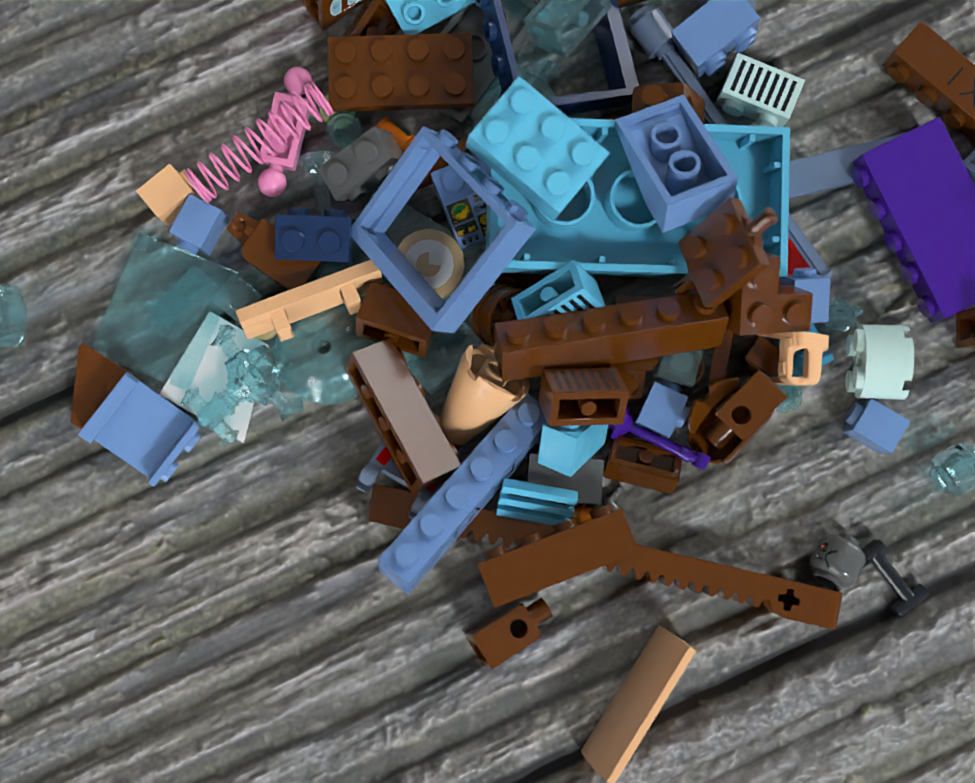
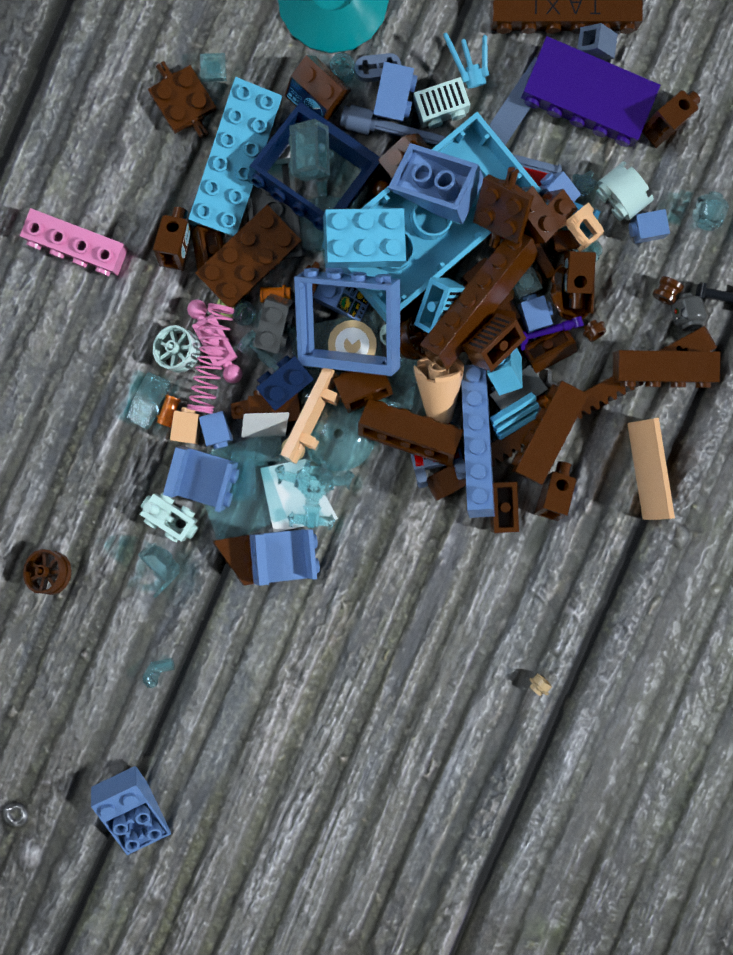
camera: 45 degrees left, 5 degrees up
(57, 263) = (162, 513): none -> light aqua brick
(132, 261) = (201, 477): none -> medium blue panel
(149, 131) = (147, 400): none -> clear light blue slope
(176, 156) = (166, 414): none -> orange pin
(231, 93) = (176, 348): none -> light aqua wheel
(252, 265) = (264, 424): none -> white sticker
(433, 595) = (505, 508): none -> reddish brown brick
(711, 487) = (594, 330): none -> reddish brown plate
(757, 600) = (666, 367): none -> reddish brown brick
(822, 92) = (474, 75): none -> medium azure plant
(834, 516) = (668, 290): none -> reddish brown wheel

